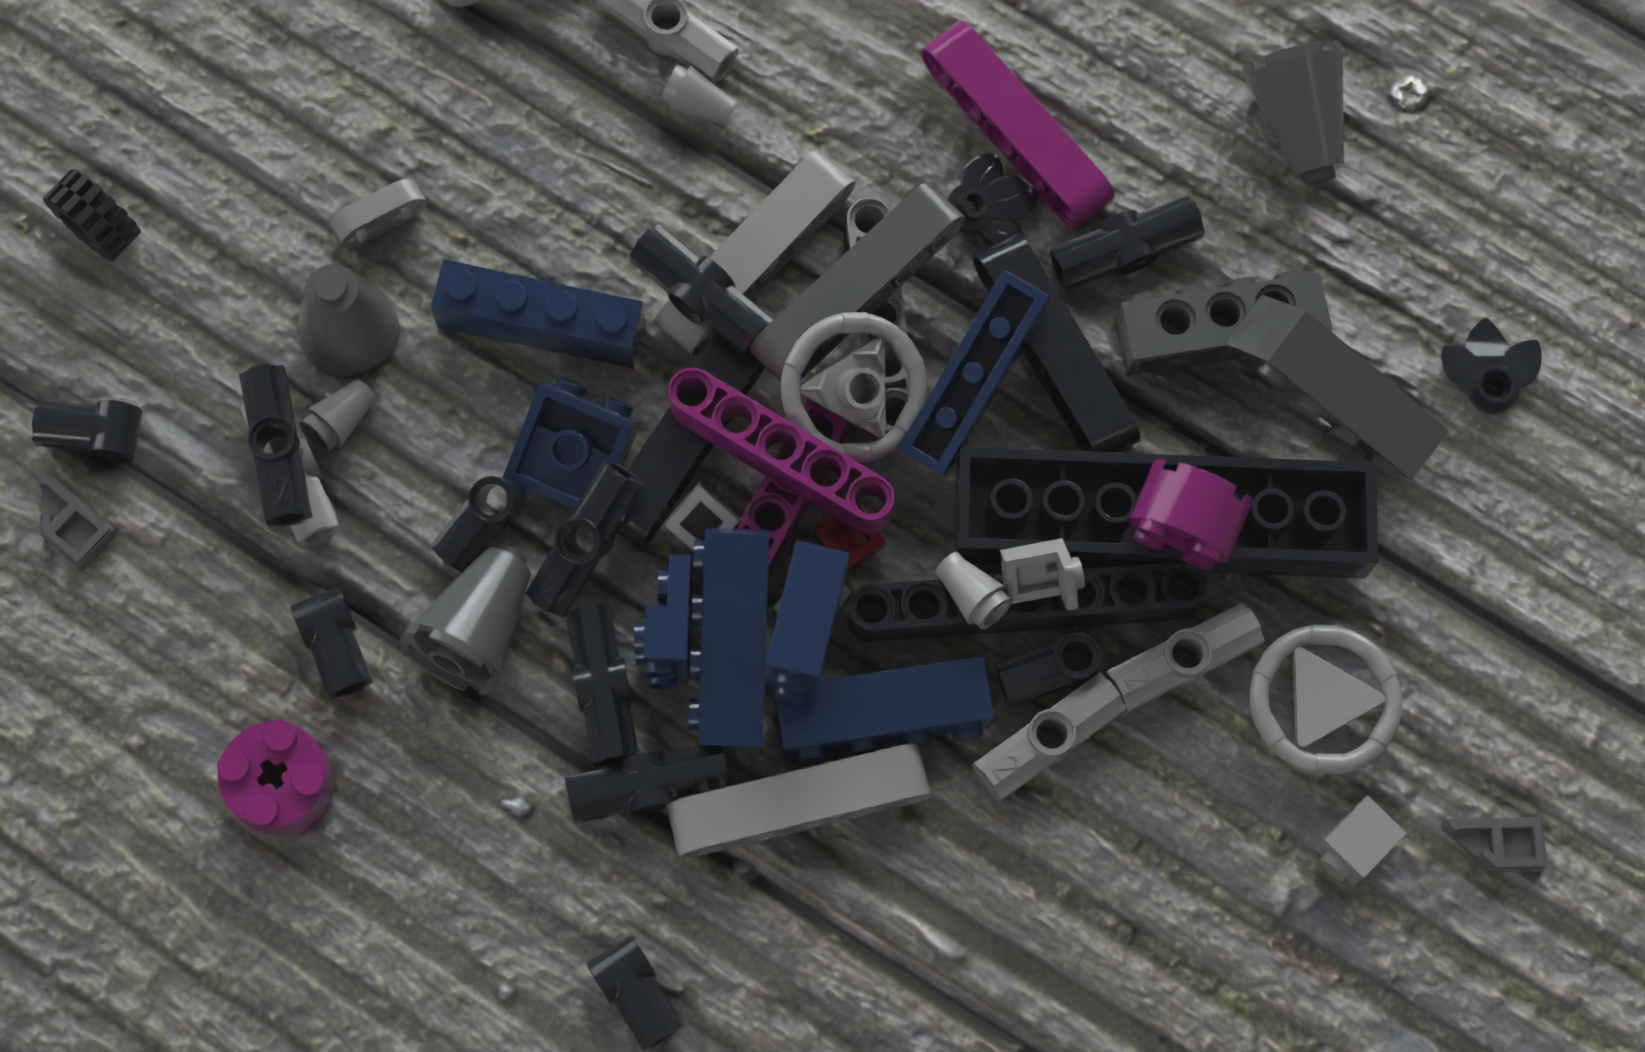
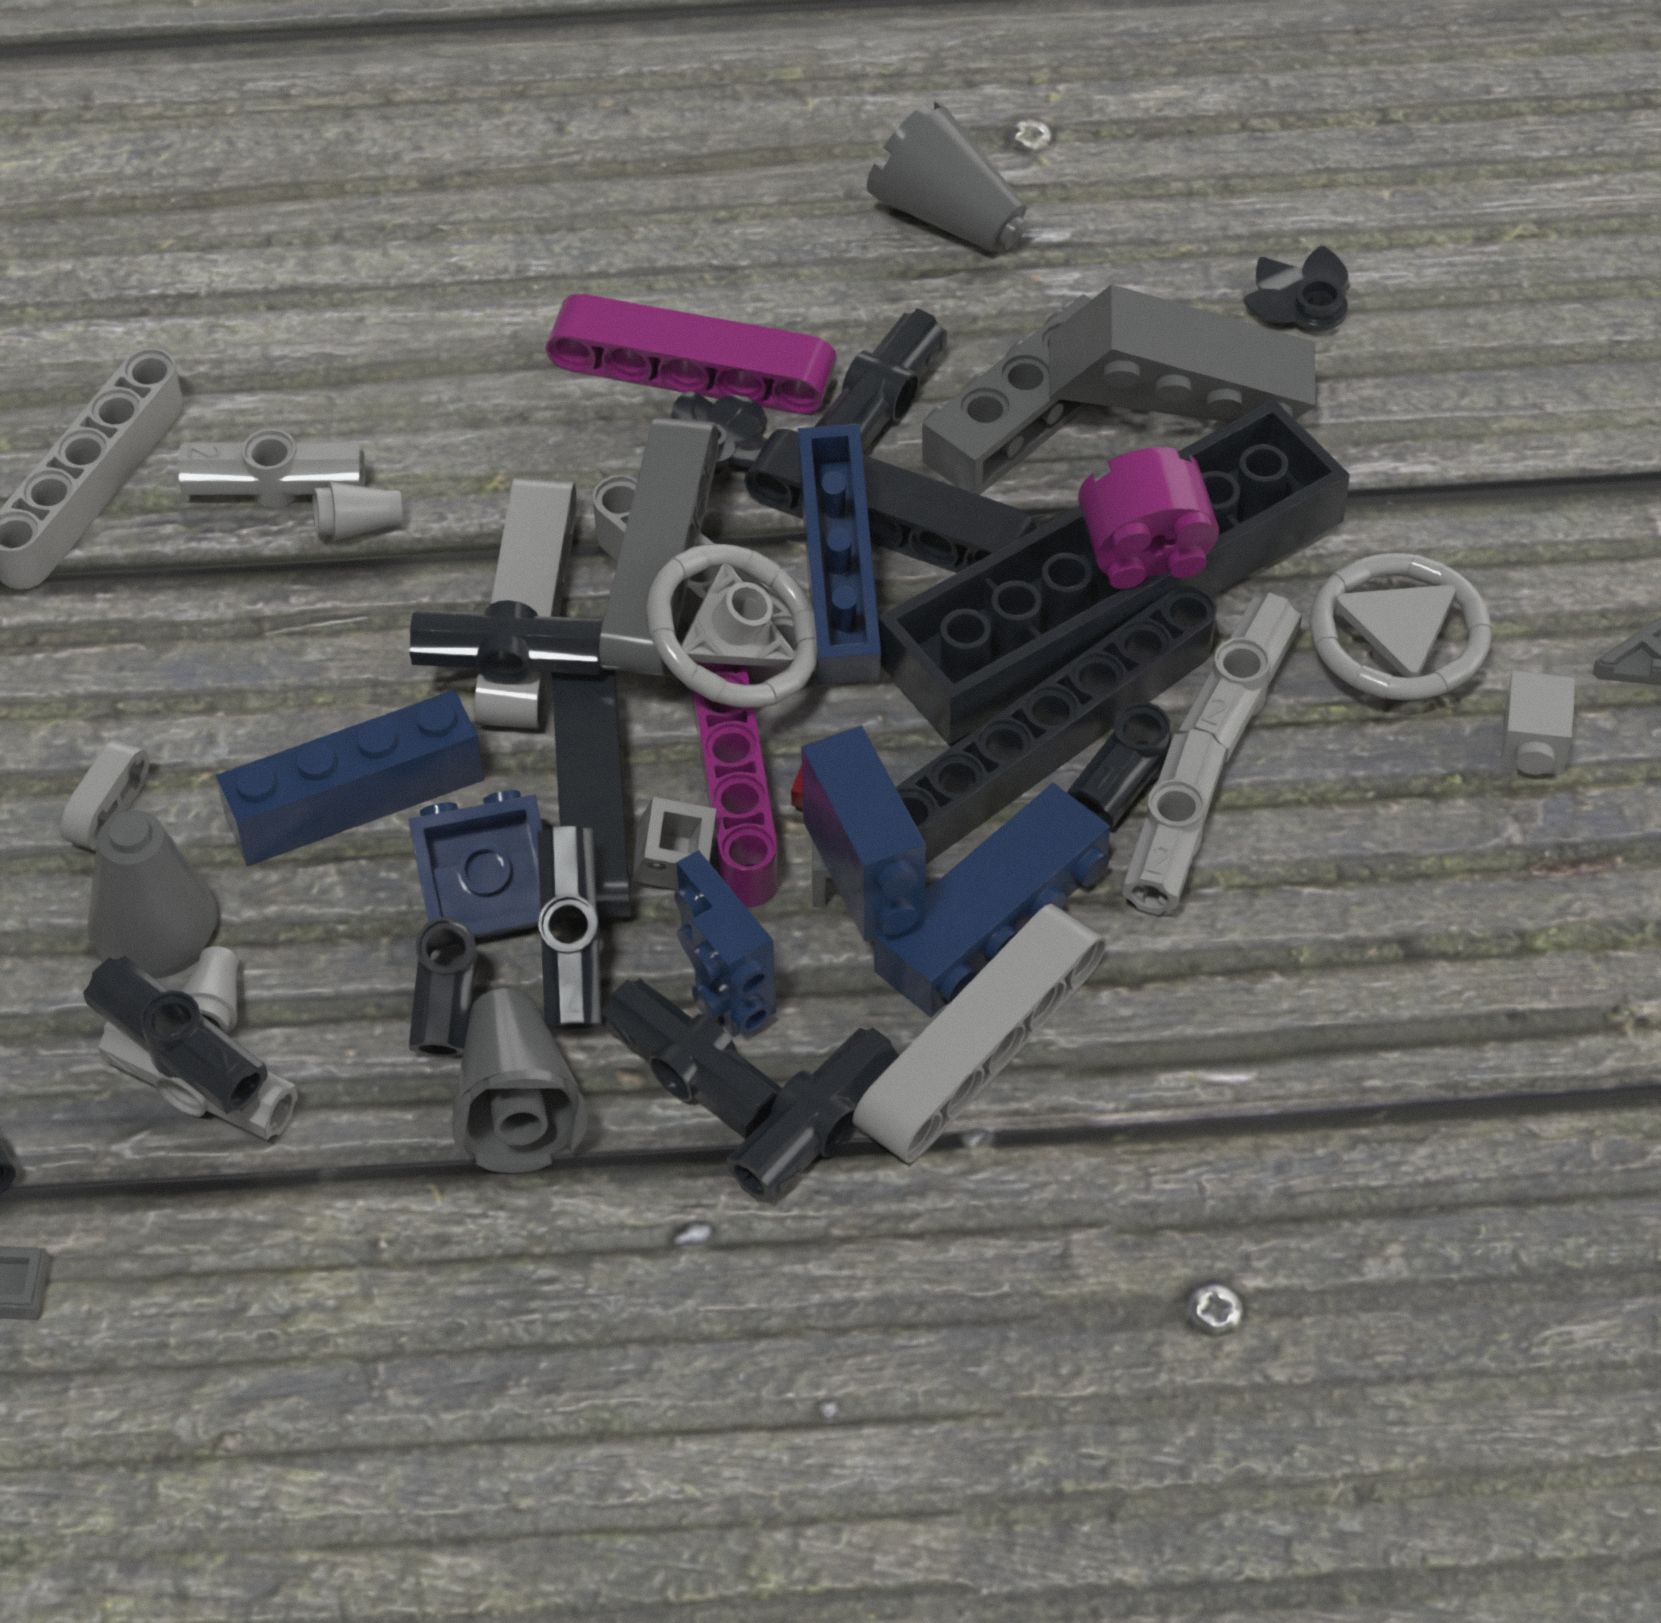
camera: 30 degrees left, 20 degrees down
(246, 780) = (423, 1354): magenta brick -> none
(329, 632) = (364, 1190): black piece -> none
(630, 984) = (949, 1300): black piece -> none
(732, 637) = (814, 933): dark blue brick -> none
(769, 428) = (700, 721): magenta beam -> none
(976, 594) = (1000, 724): light grey cone -> none
(1042, 572) = (1052, 665): light grey bracket -> none

